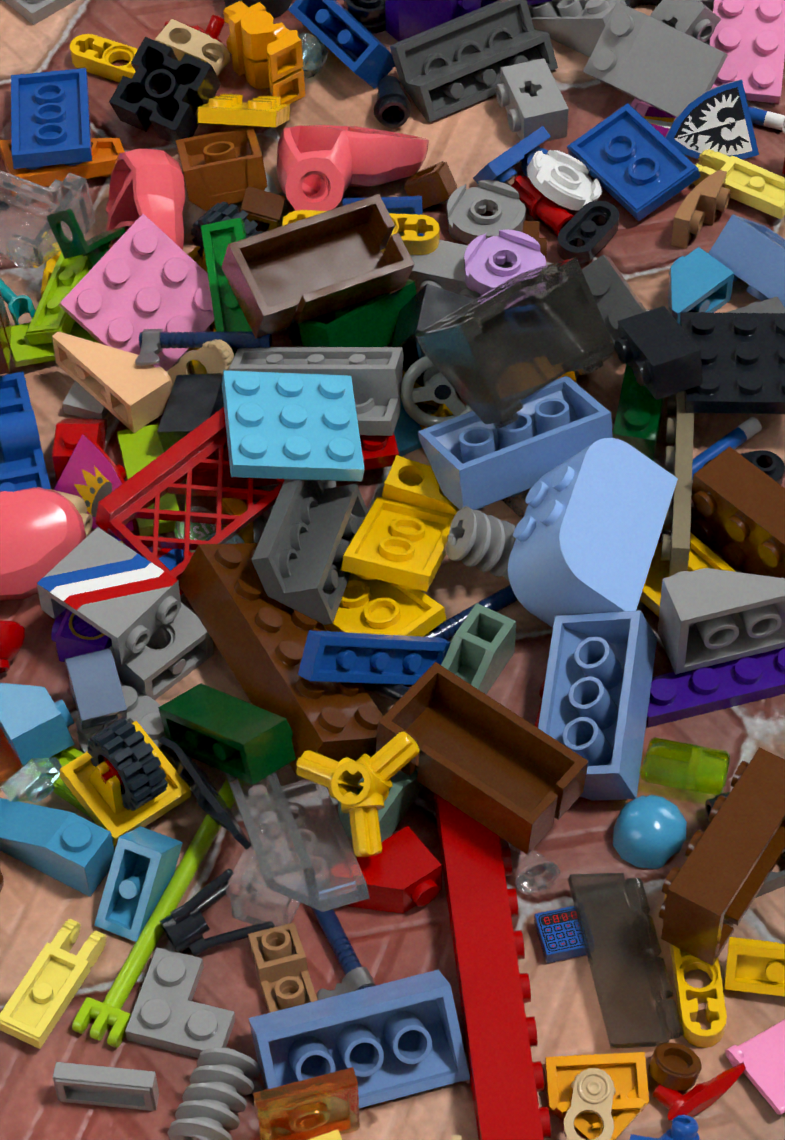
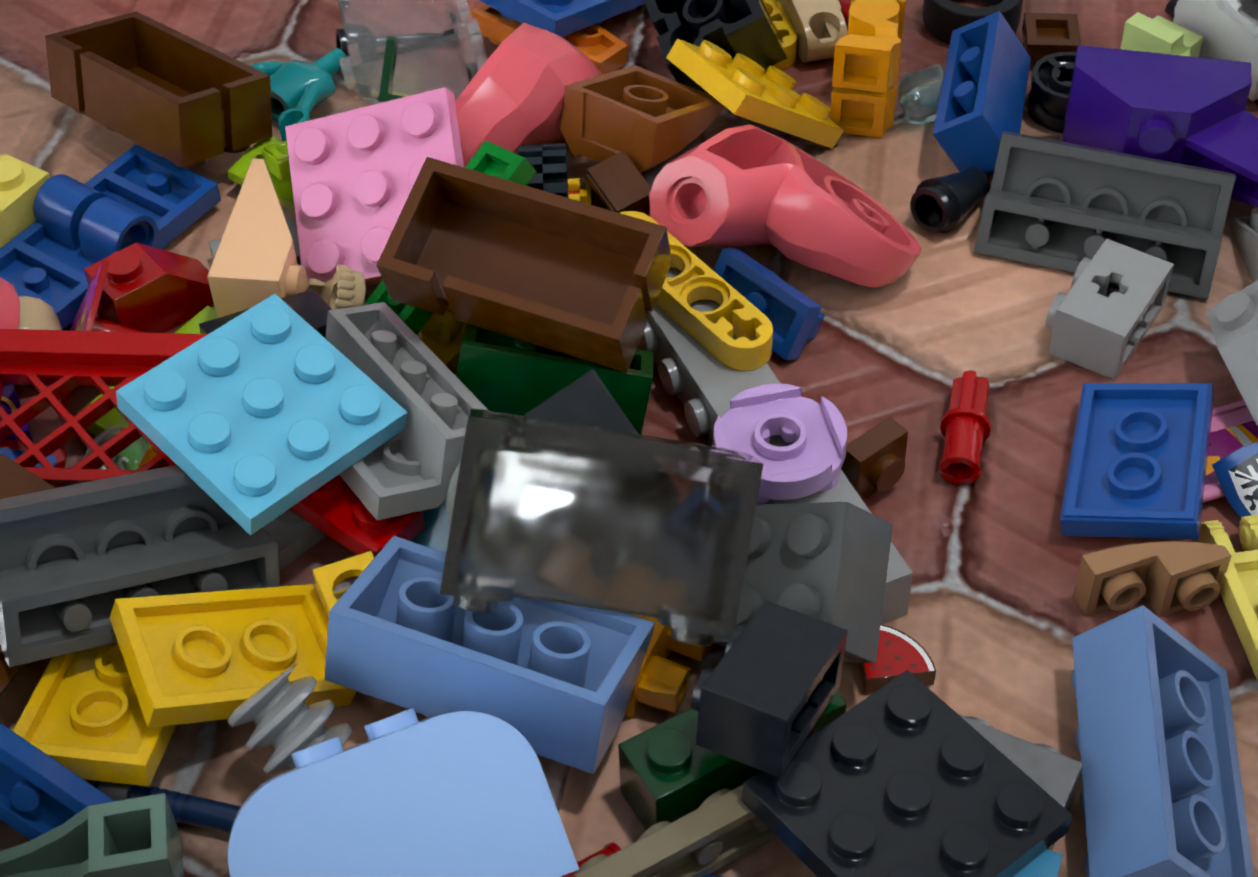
camera: 50 degrees right, 5 degrees down
(155, 340) = (331, 237): dark blue piece -> none
(432, 183) = (869, 312): reddish brown slope -> none
(492, 196) = (879, 357): light grey plate -> none
(502, 167) = (1021, 350): blue plate -> none
(563, 179) = (1018, 415): white plate -> none
(588, 231) = (974, 496): black plate -> none
(698, 284) = (1002, 668): dark azure slope -> none

